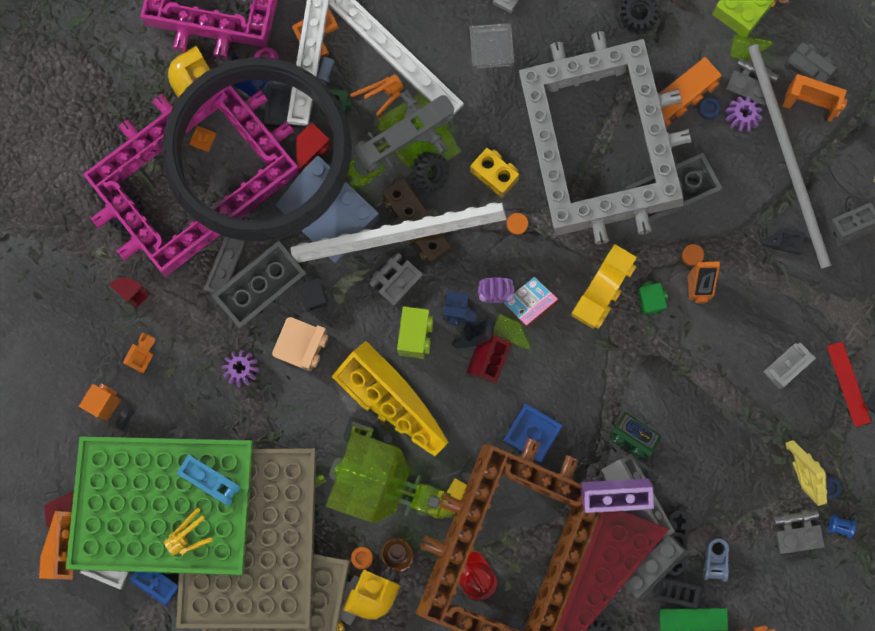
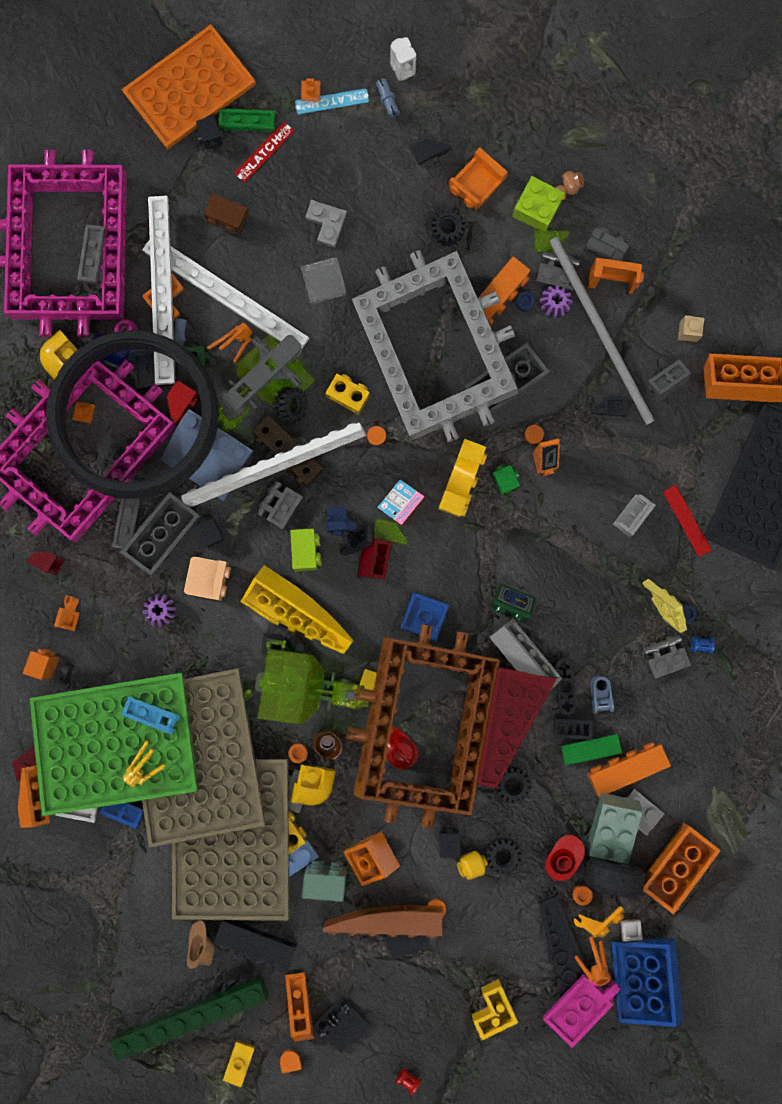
camera: 20 degrees left, 5 degrees up
(496, 290) = (369, 498): medium lavender gear -> none
(617, 495) = (507, 659): medium lavender brick -> none
(655, 567) = (551, 711): dark grey brick -> none

